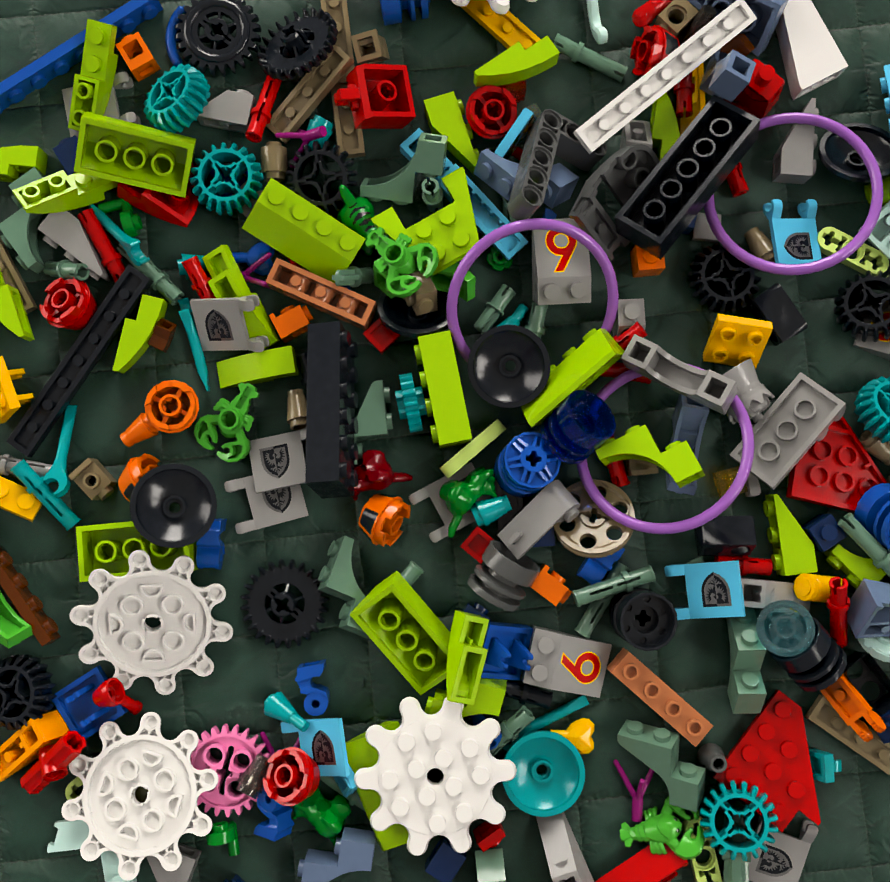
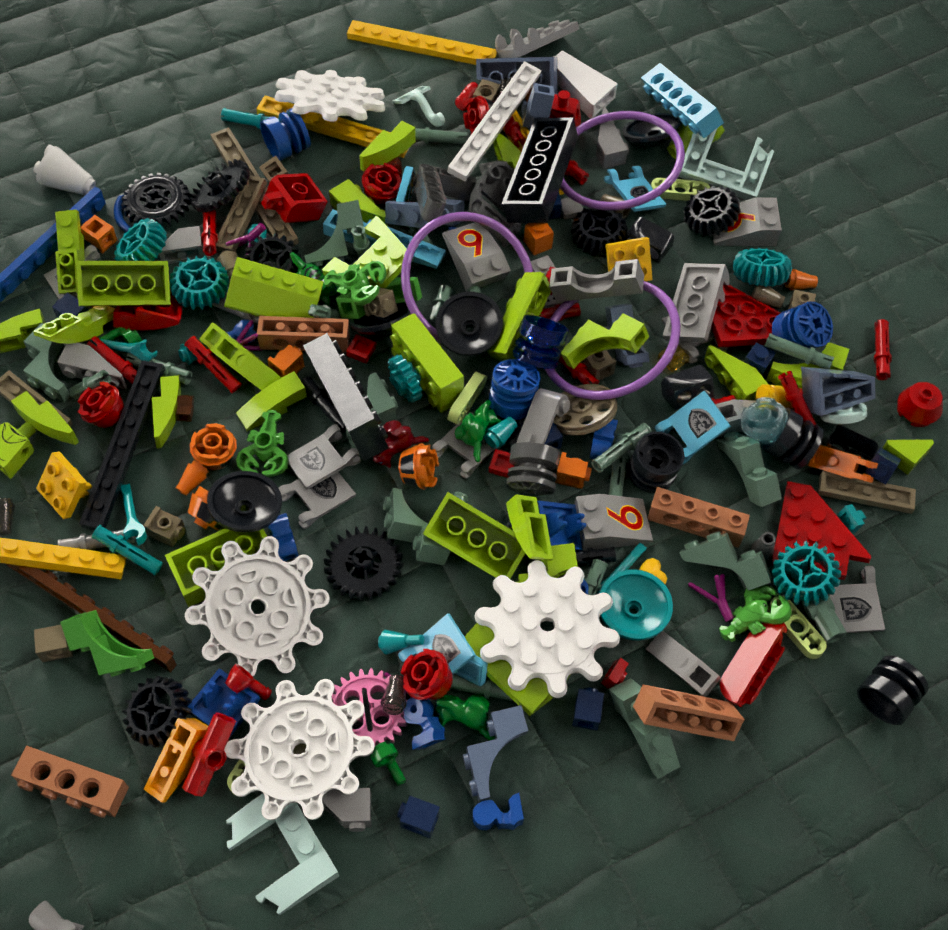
camera: 20 degrees left, 25 degrees down
(189, 324) = (202, 389): teal piece -> none
(223, 324) = (233, 377): light grey flag -> none
(296, 409) = (316, 420): dark tan cone -> none
(317, 695) = (419, 620): blue leg -> none
(496, 264) = (429, 274): green plate -> none
(750, 391) = (648, 301): light grey hat -> none

